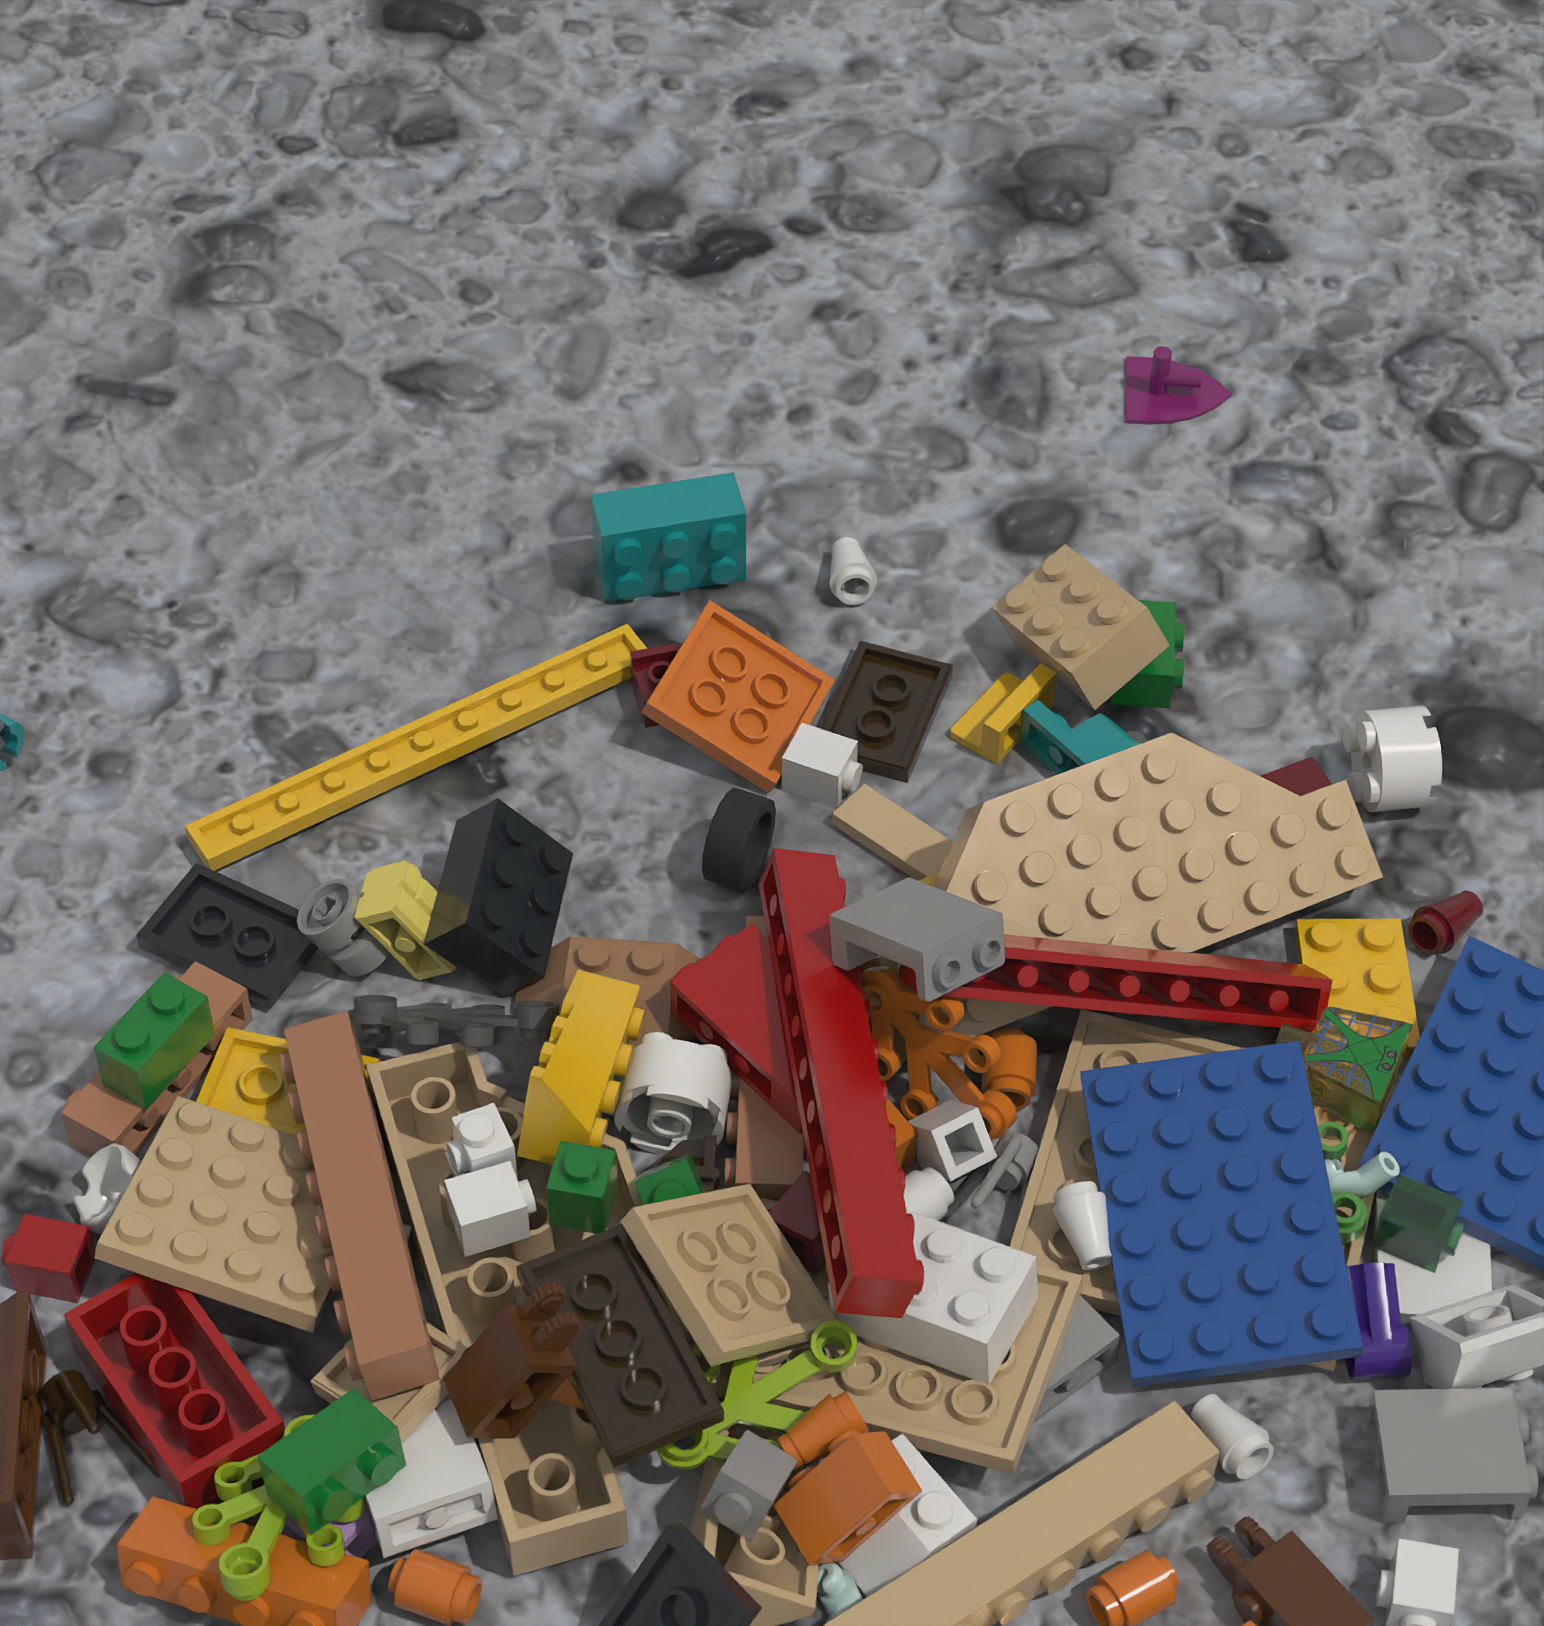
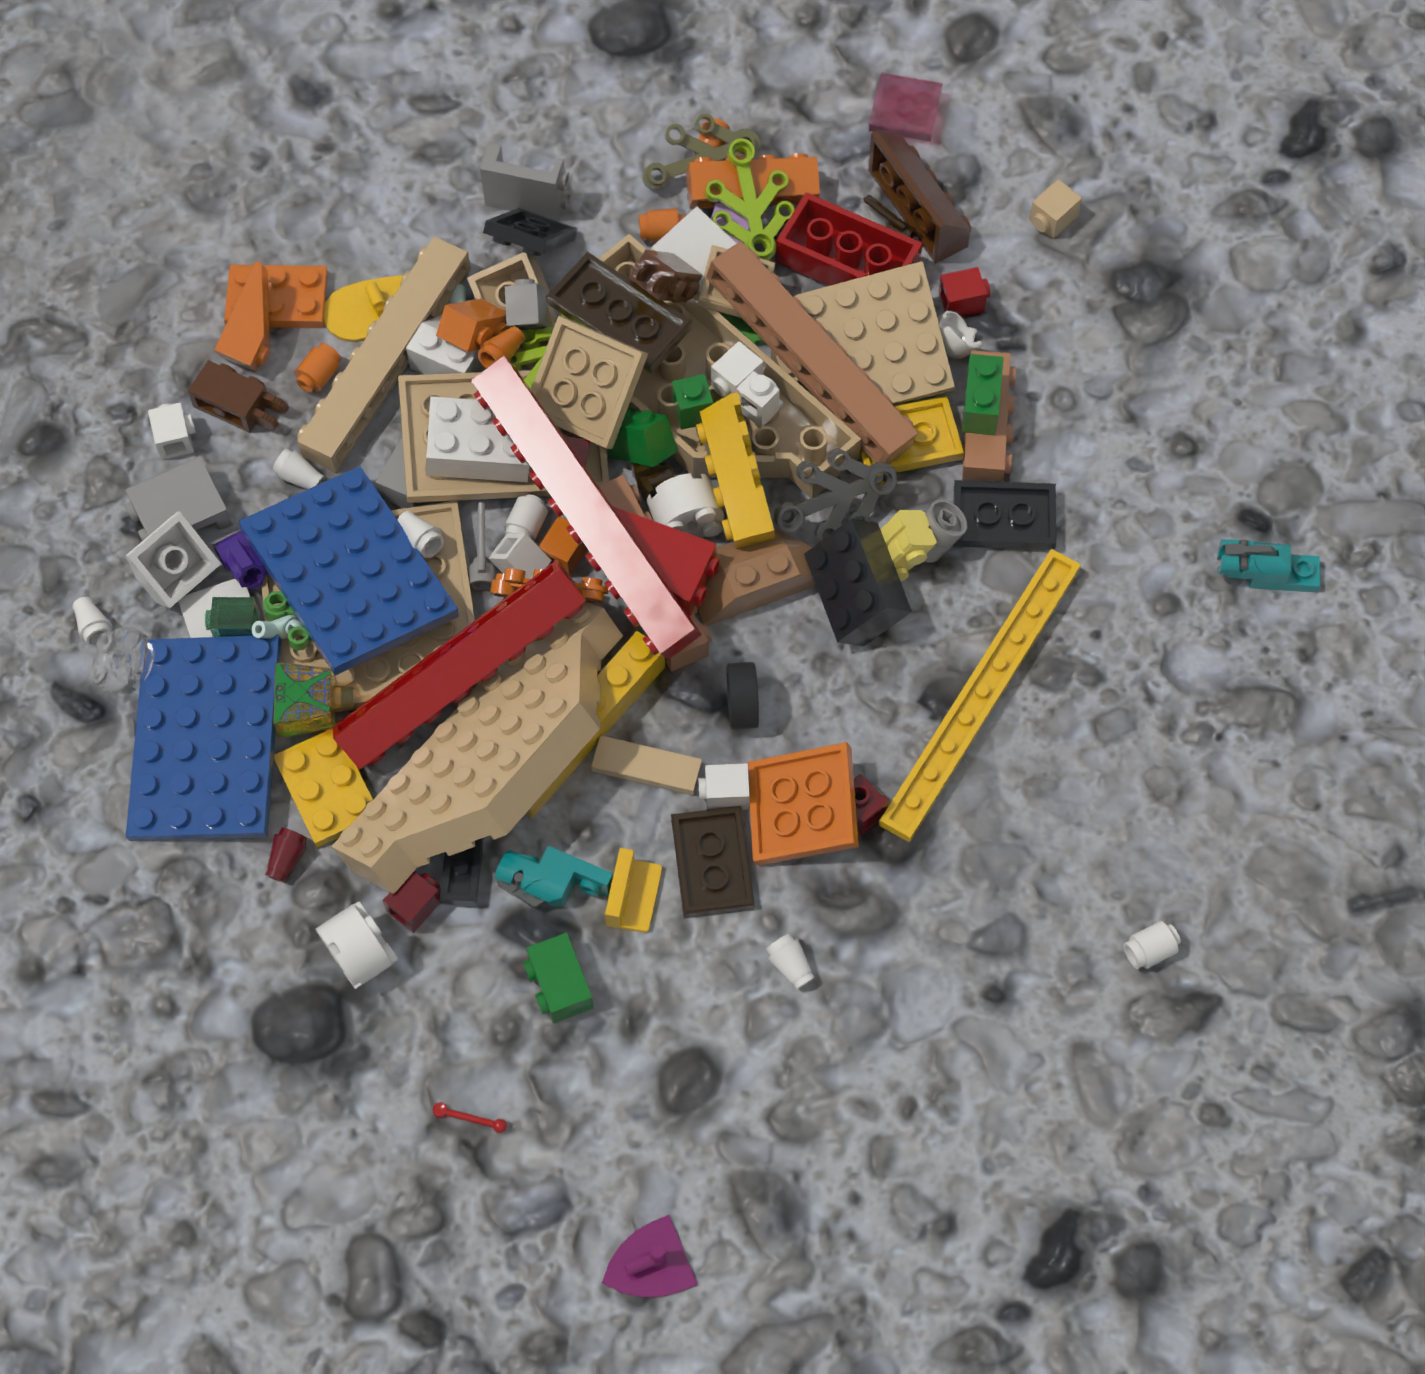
camera: 155 degrees right, 15 degrees up
(332, 1461) = (732, 212): green brick -> none
(424, 427) = (1152, 945): none -> white brick
(669, 537) = (918, 905): teal brick -> none
(924, 929) = (569, 575): light grey panel -> none
(1081, 626) = (603, 948): tan brick -> none
(1347, 599) = (440, 1111): none -> red hinge

